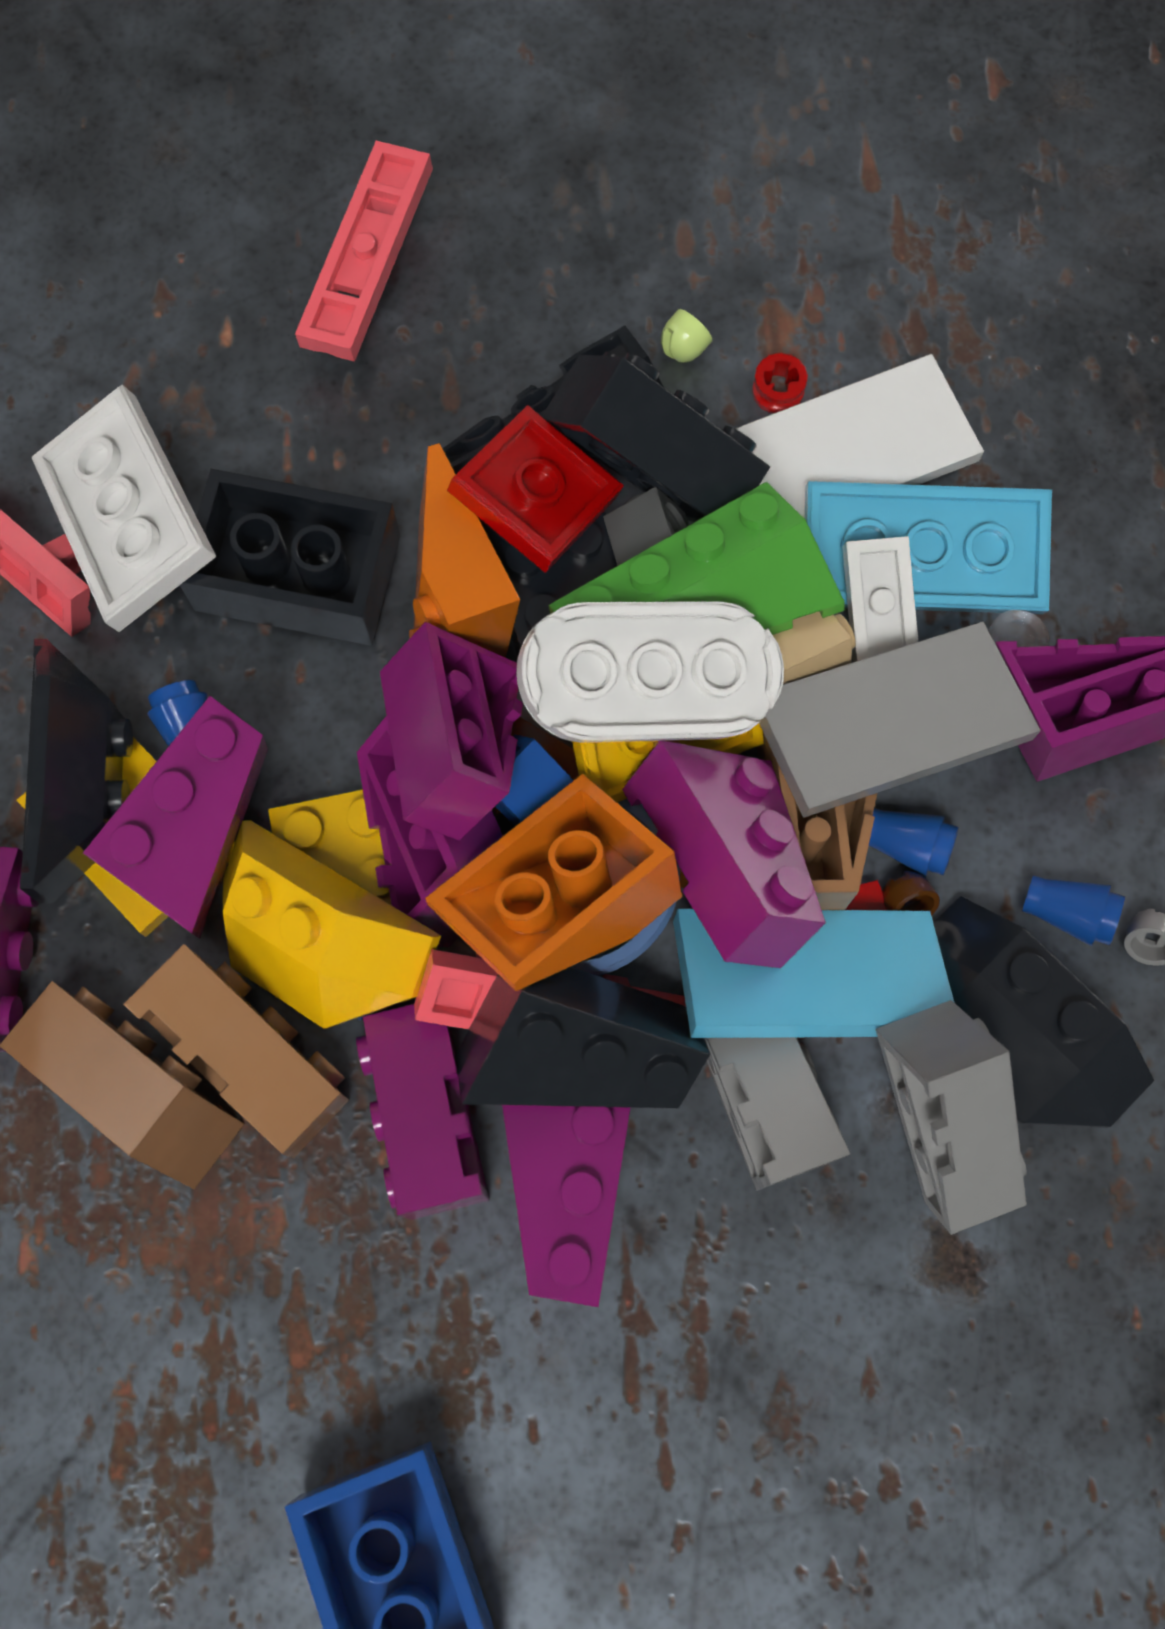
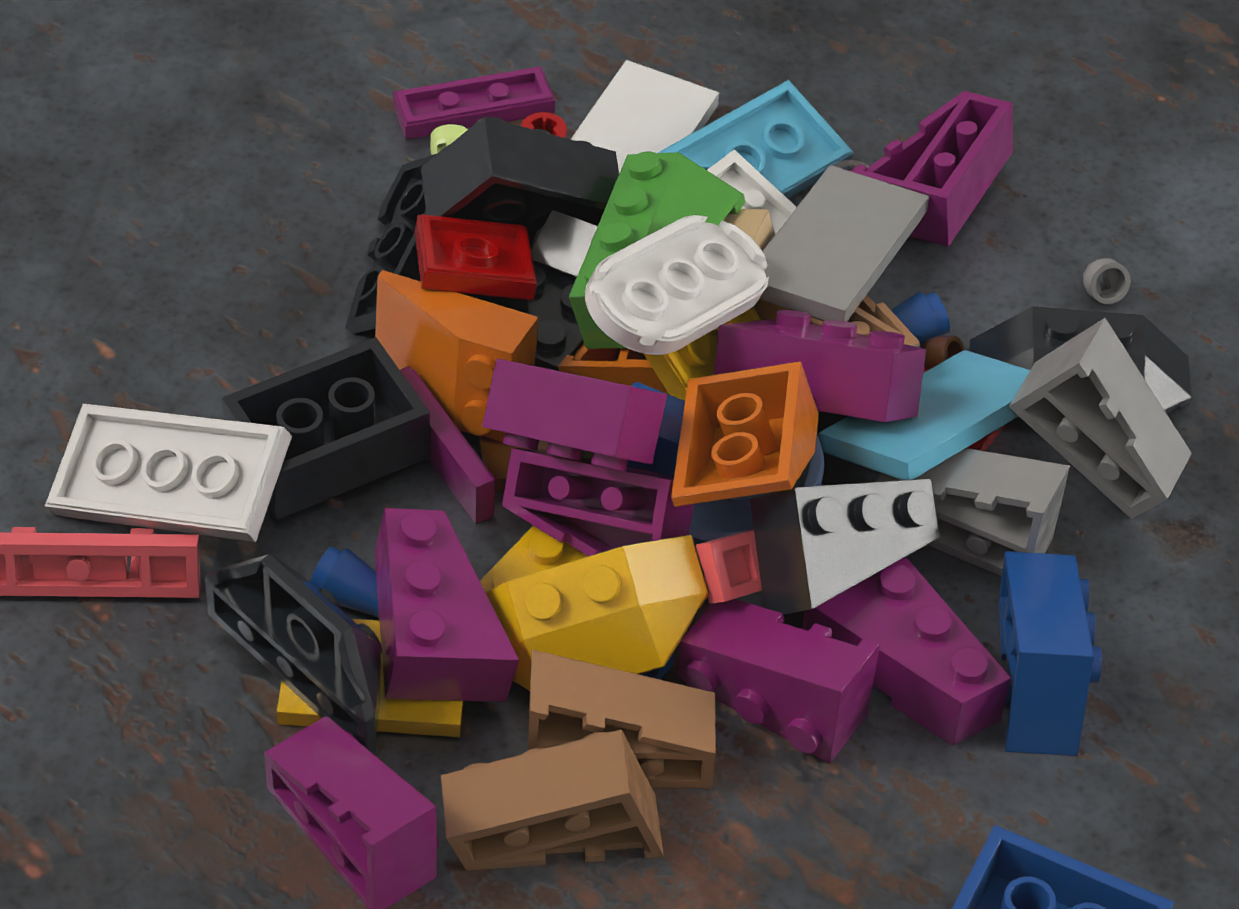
camera: 45 degrees left, 25 degrees down
(364, 251) = (173, 223): coral hinge -> none
(381, 641) = (455, 458): none -> magenta tile
(687, 1286) = (1047, 650): none -> blue wedge
(756, 301) = (466, 101): none -> magenta tile
(1076, 908) = (1050, 288): blue cone -> none

